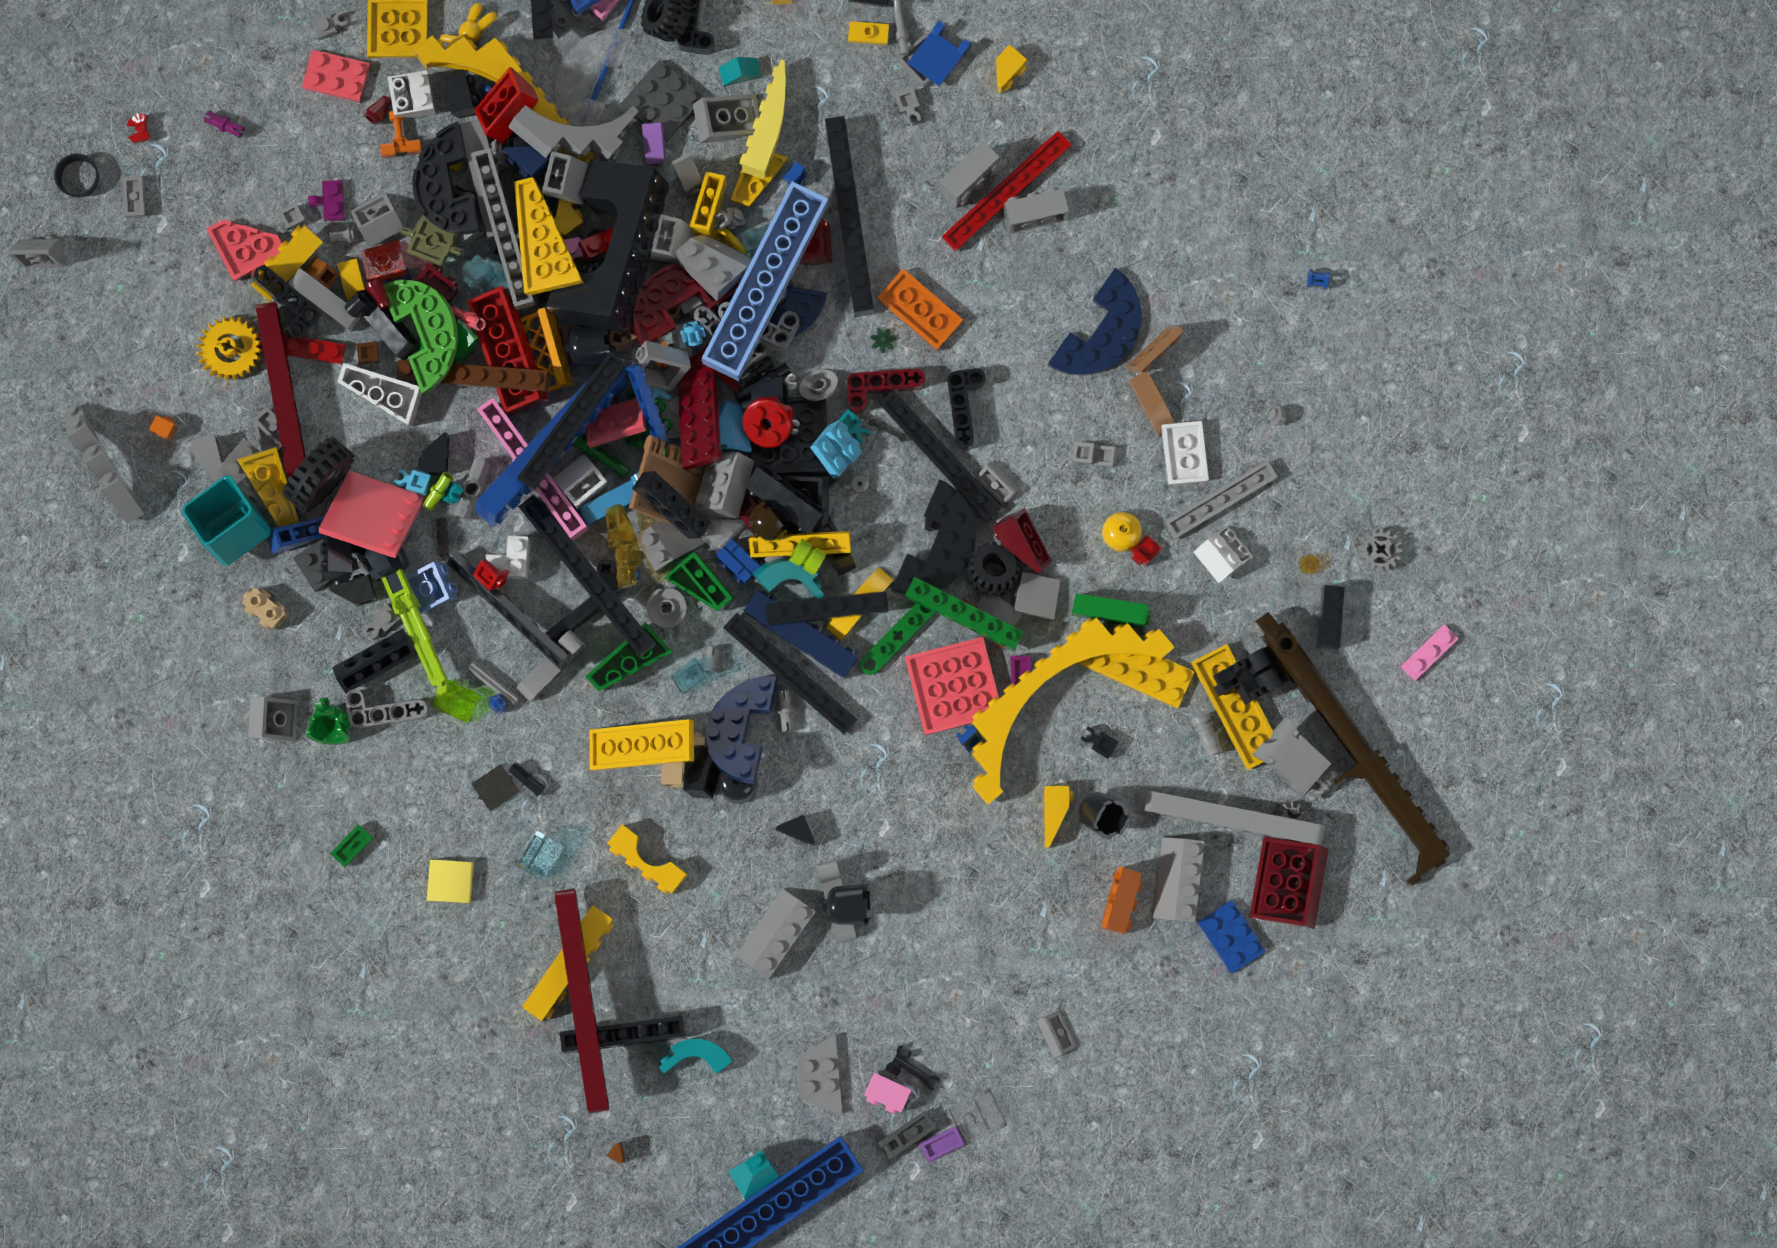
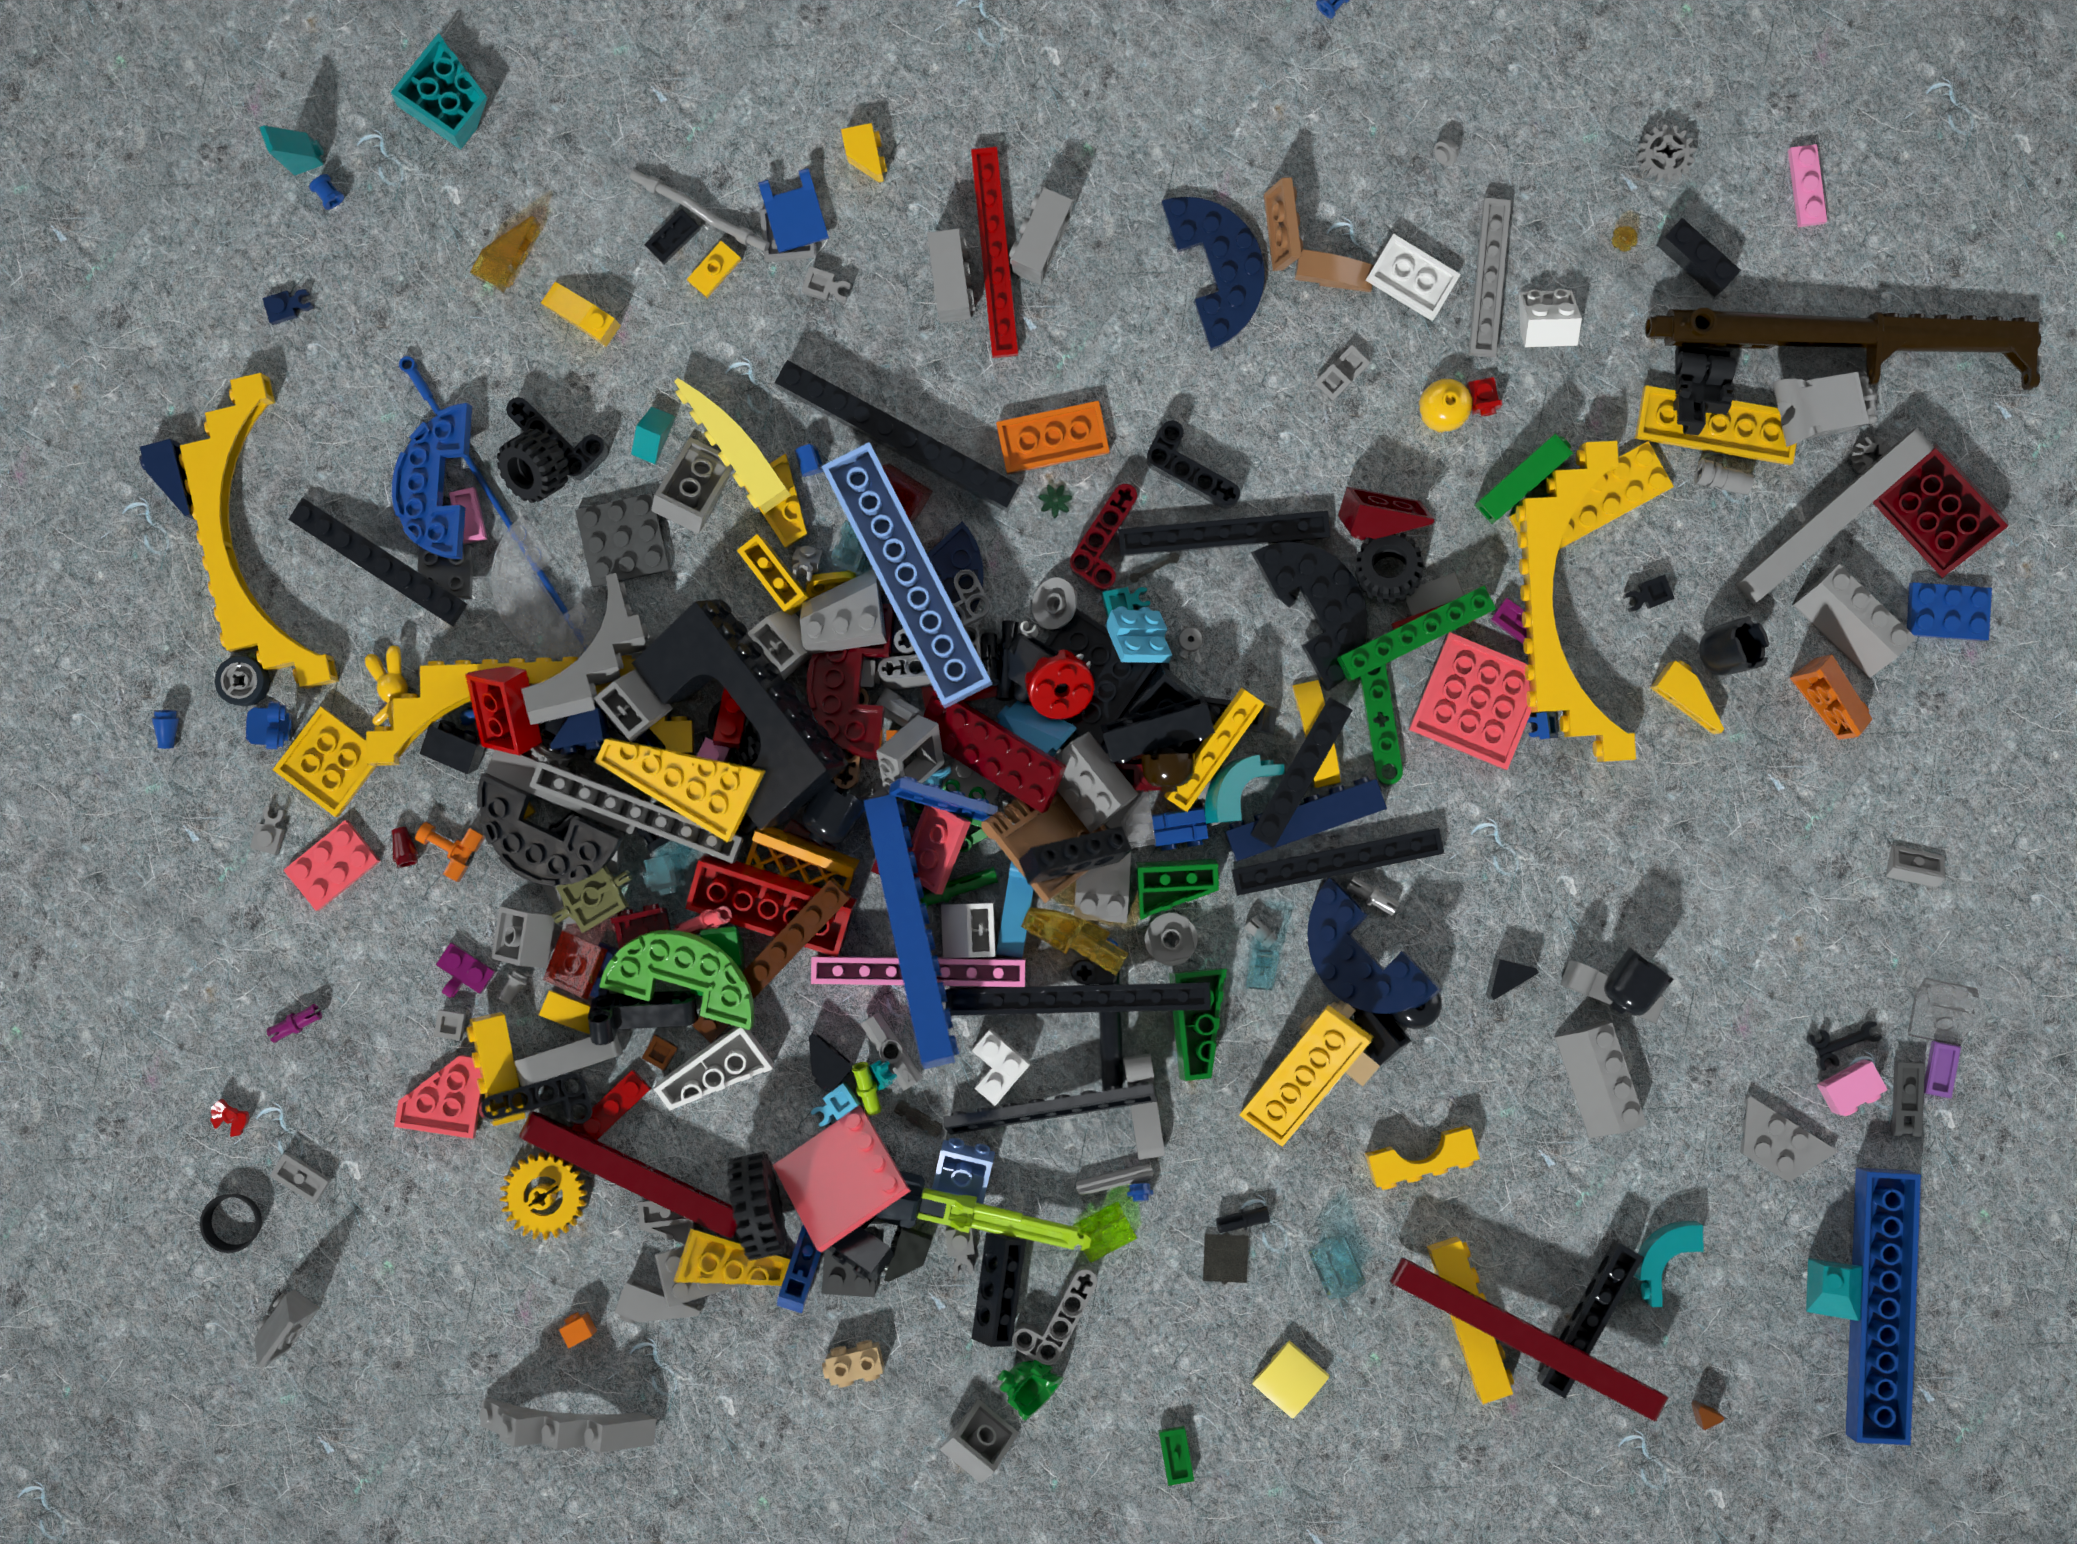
camera: 50 degrees left, 5 degrees up
(226, 520) = (732, 1341): teal plate -> none
(321, 272) = (536, 1039): dark orange brick -> none
(377, 291) = (603, 995): dark red cone -> none
(412, 95) = (414, 800): white slope -> none
(490, 575) = (1003, 1102): red bracket -> none
(571, 421) = (908, 896): black plate -> none
(654, 143) = (662, 582): medium lavender tile -> none
(687, 175) = (727, 572): light grey slope -> none
(693, 333) = (903, 694): medium azure gear -> none
(808, 557) = (1236, 753): lime wheel -> none
(997, 483) = (1296, 495): light grey slope -> none
(1037, 596) = (1448, 543): light grey tile -> none

